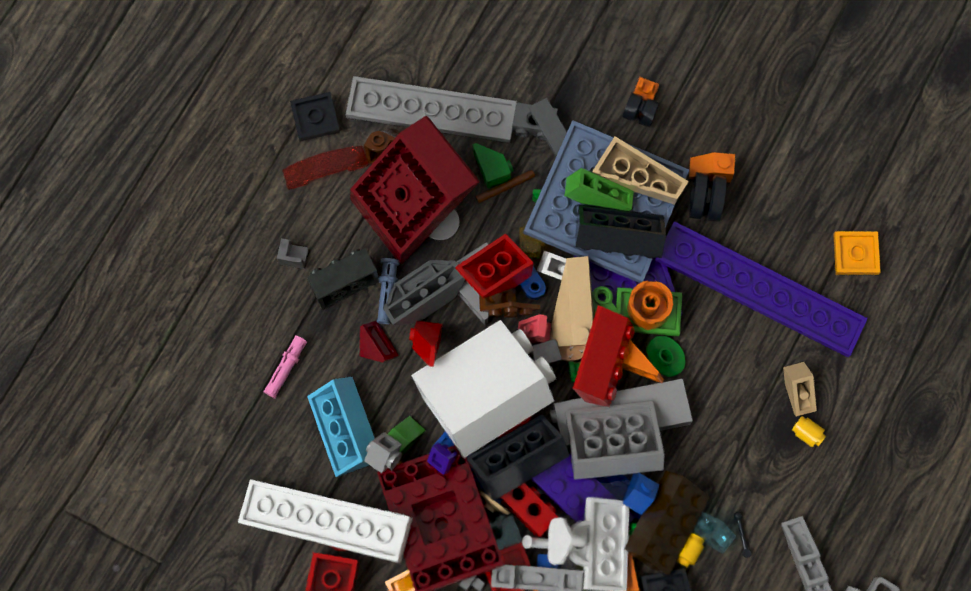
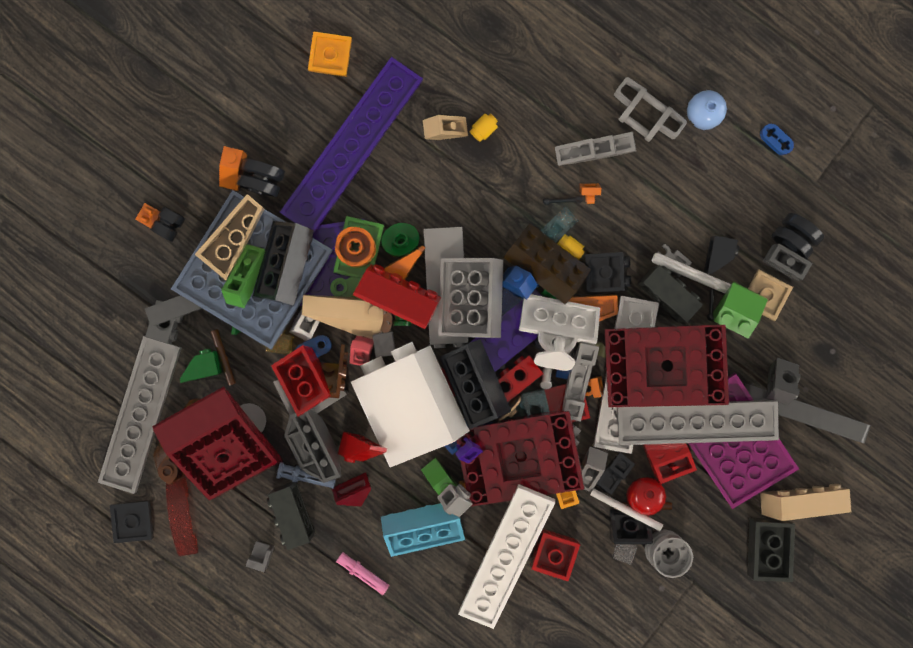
camera: 85 degrees left, 15 degrees up
(759, 563) = (590, 191): none -> orange tile

